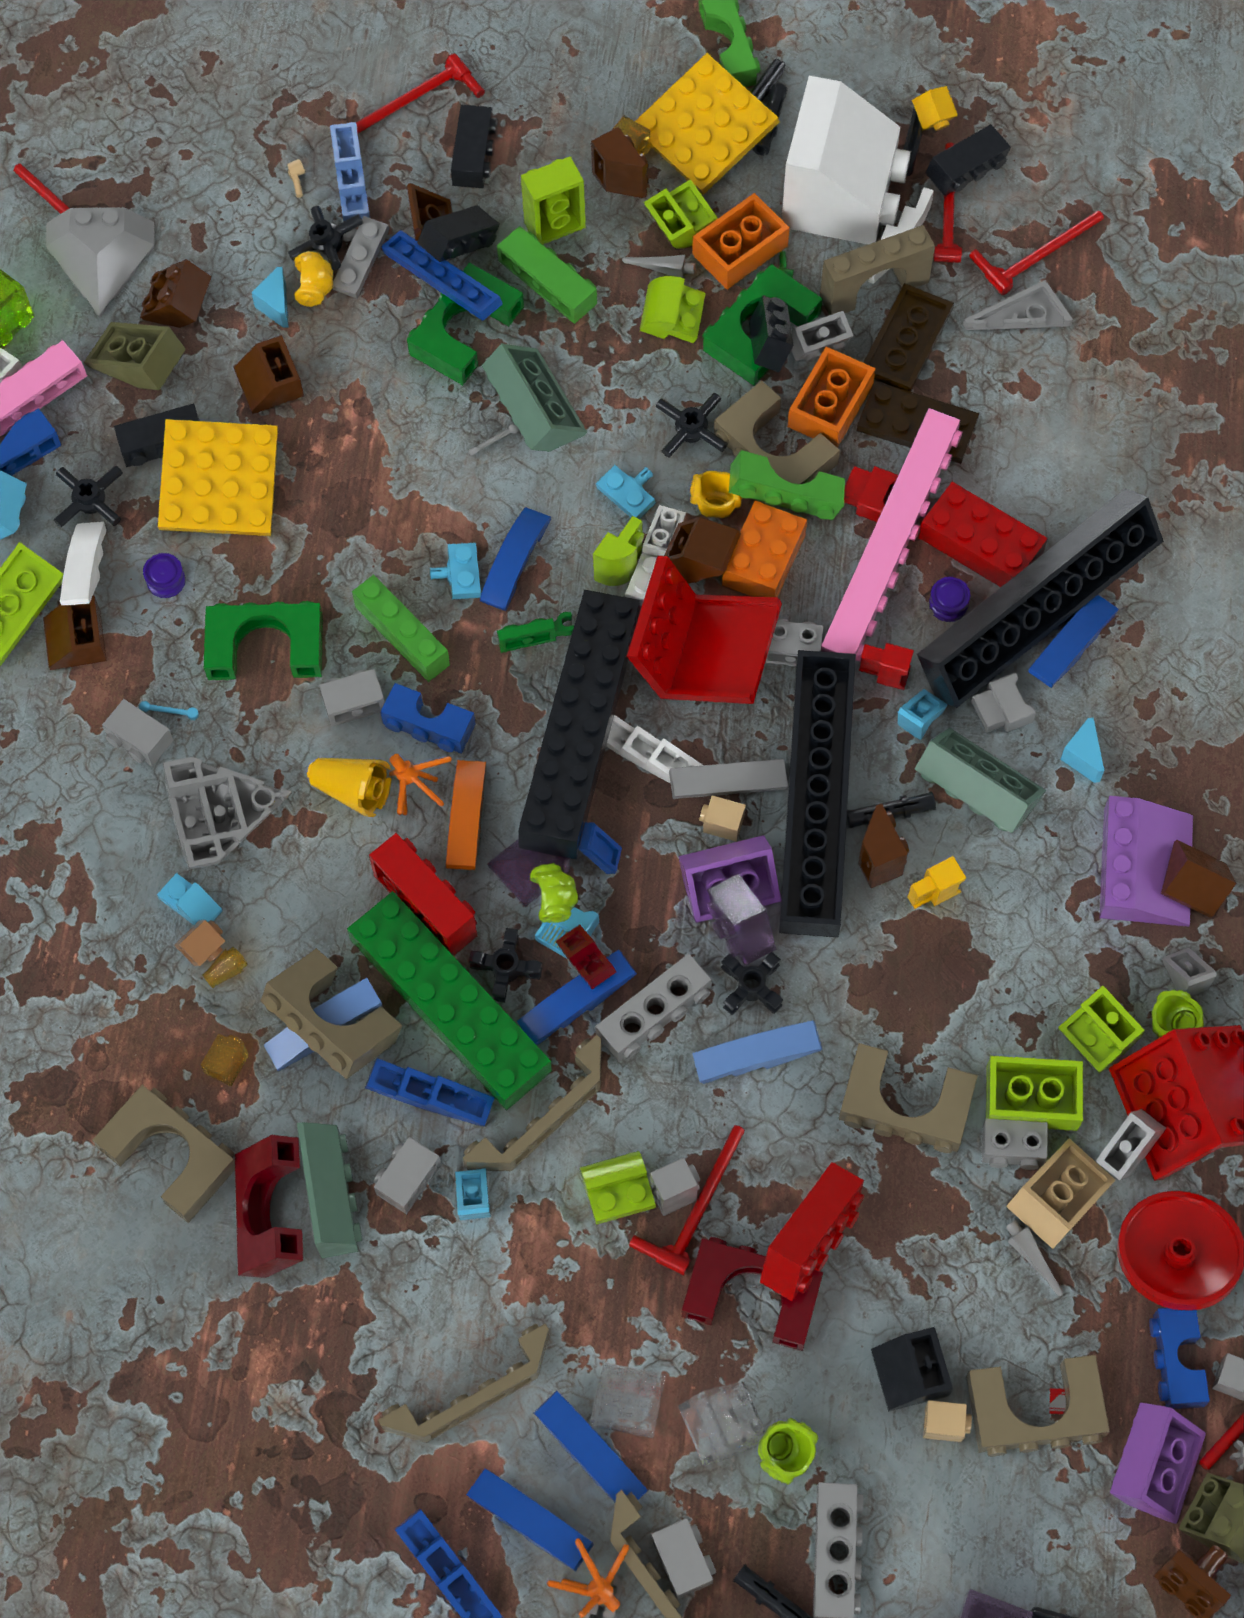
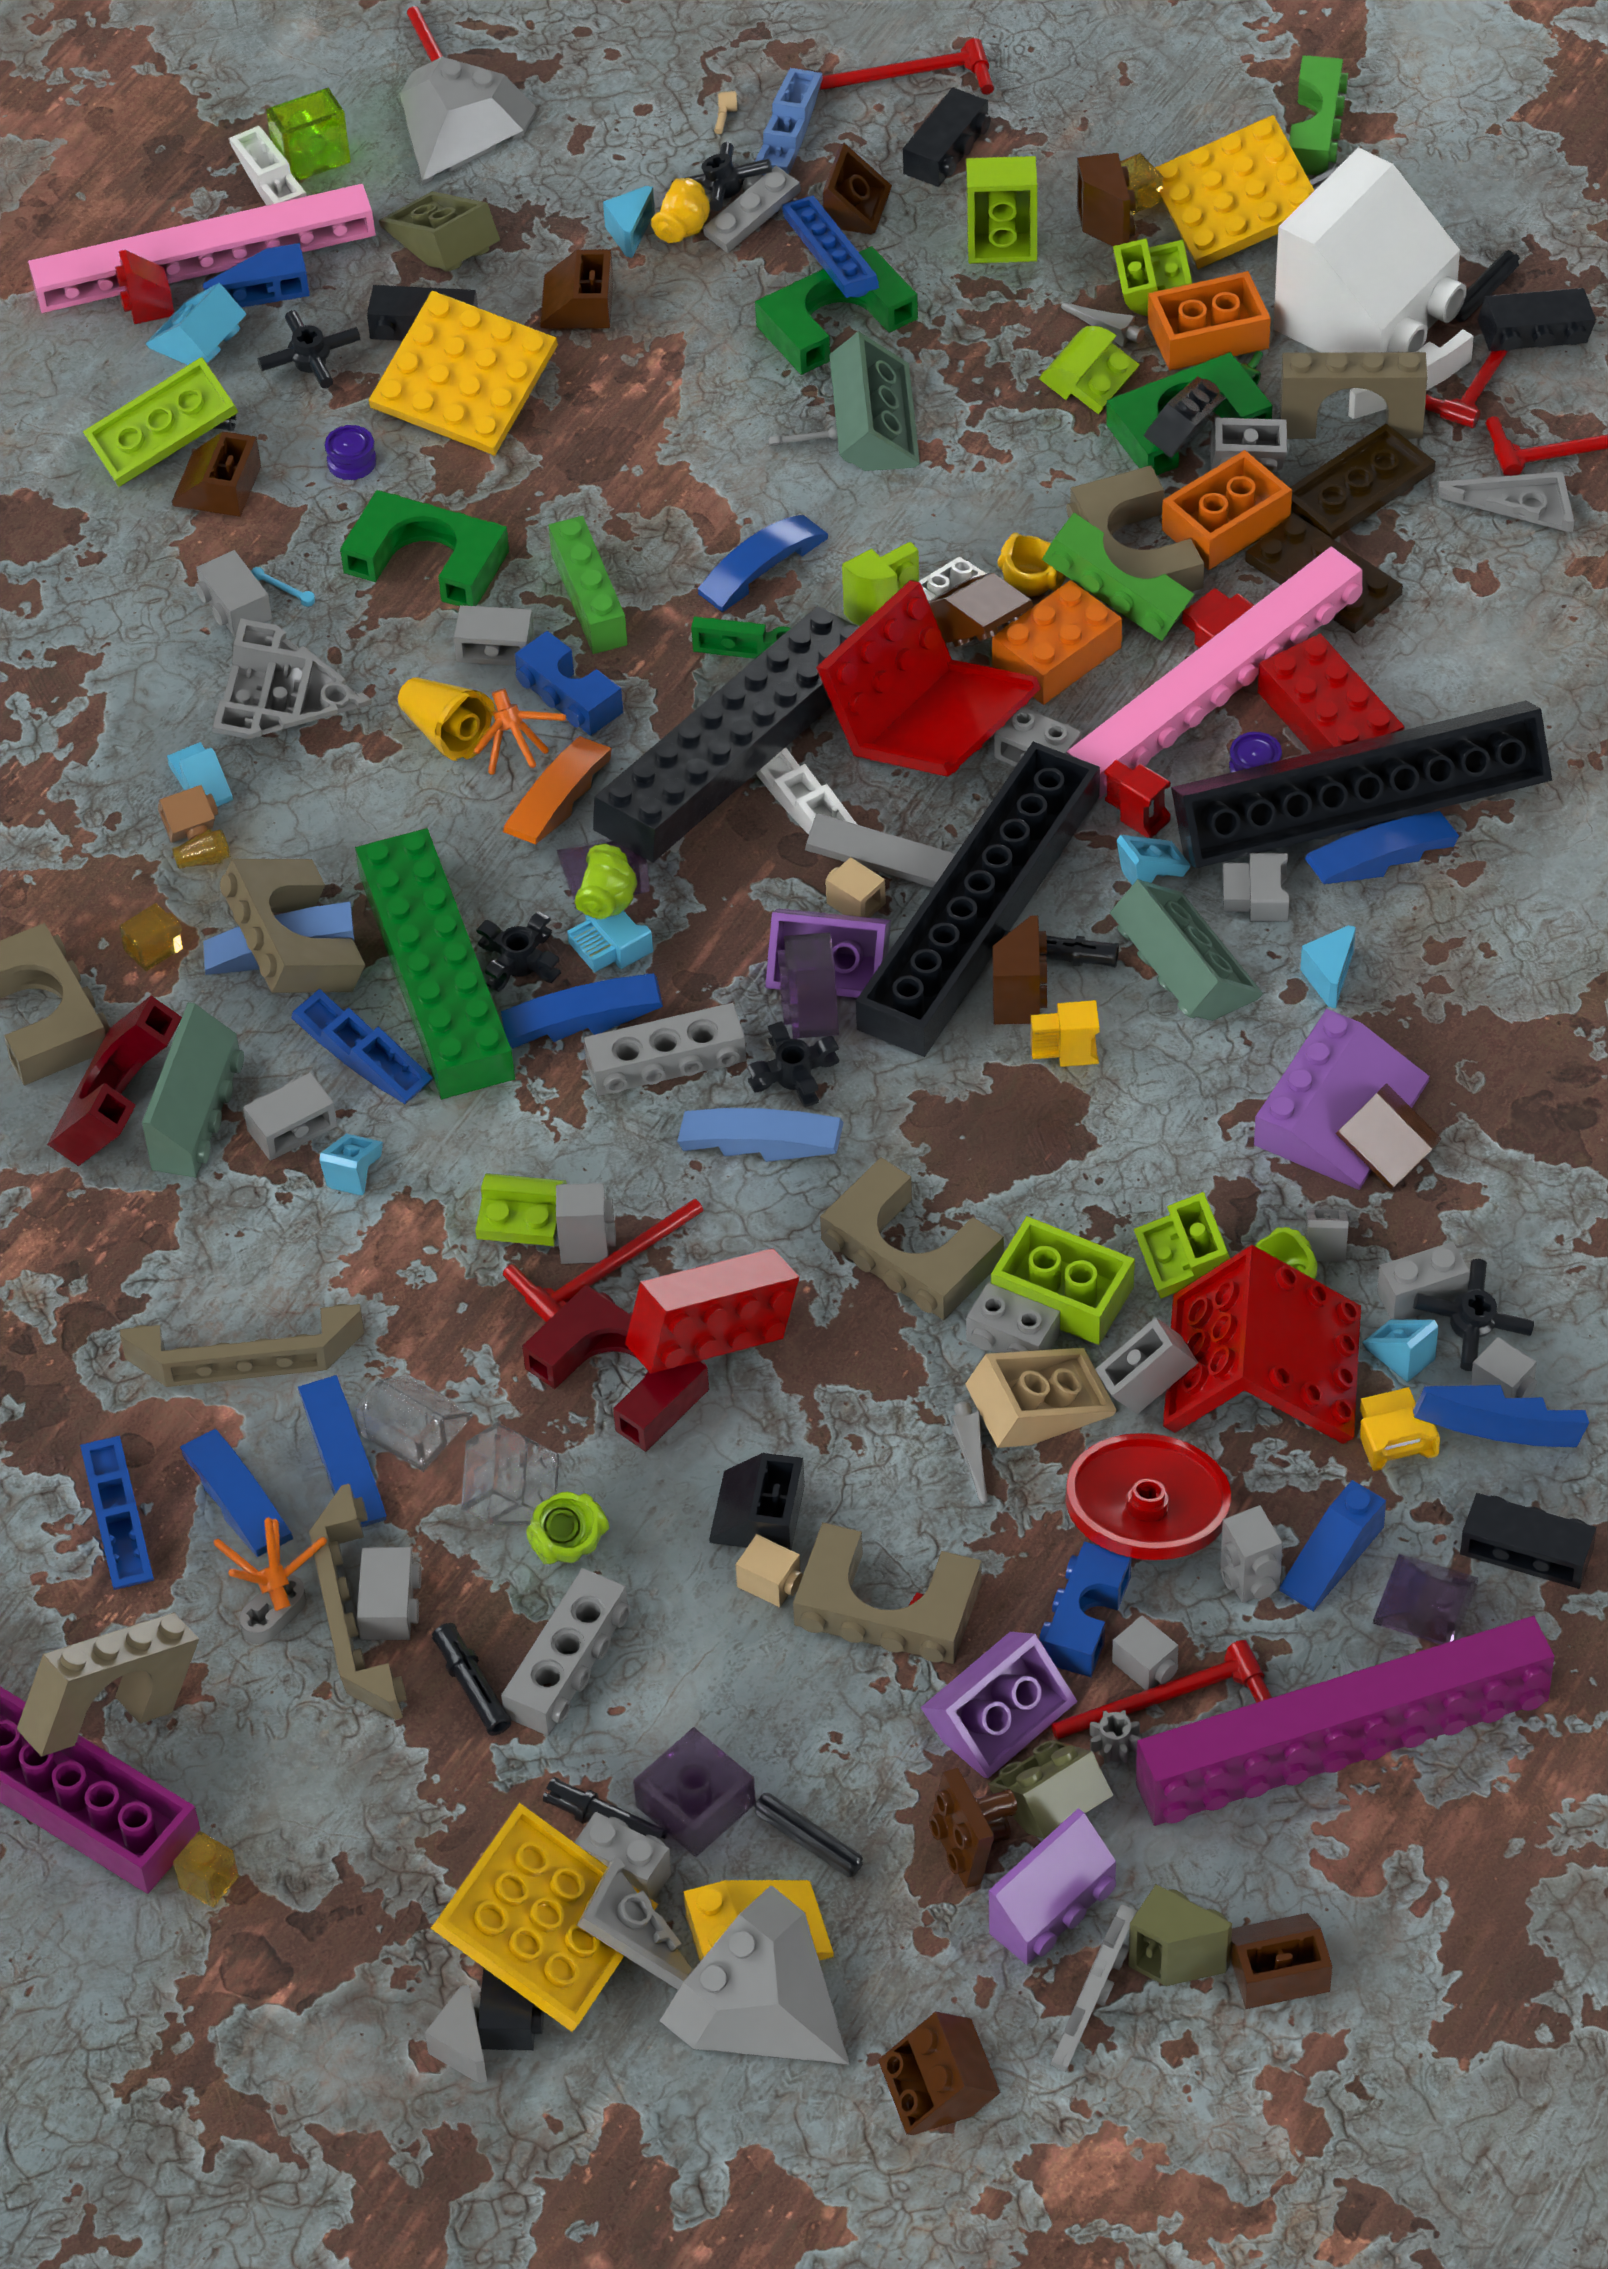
camera: 25 degrees right, 15 degrees down
(82, 563) = (262, 405): white slope -> none
(176, 295) = (519, 182): reddish brown slope -> none
(427, 896) = (463, 844): red brick -> none
(458, 233) = (874, 211): black brick -> none
(460, 571) = (691, 554): medium azure plate -> none
(485, 1155) = (481, 1120): dark tan slope -> none
(547, 274) = (961, 289): bright green brick -> none
(585, 956) = (610, 964): dark red slope -> none
(600, 848) = (690, 867): blue tile -> none
(627, 491) = (932, 535): medium azure plate -> none
(691, 425) = (1043, 488): black bar -> none
(935, 108) = (1525, 254): yellow brick -> none

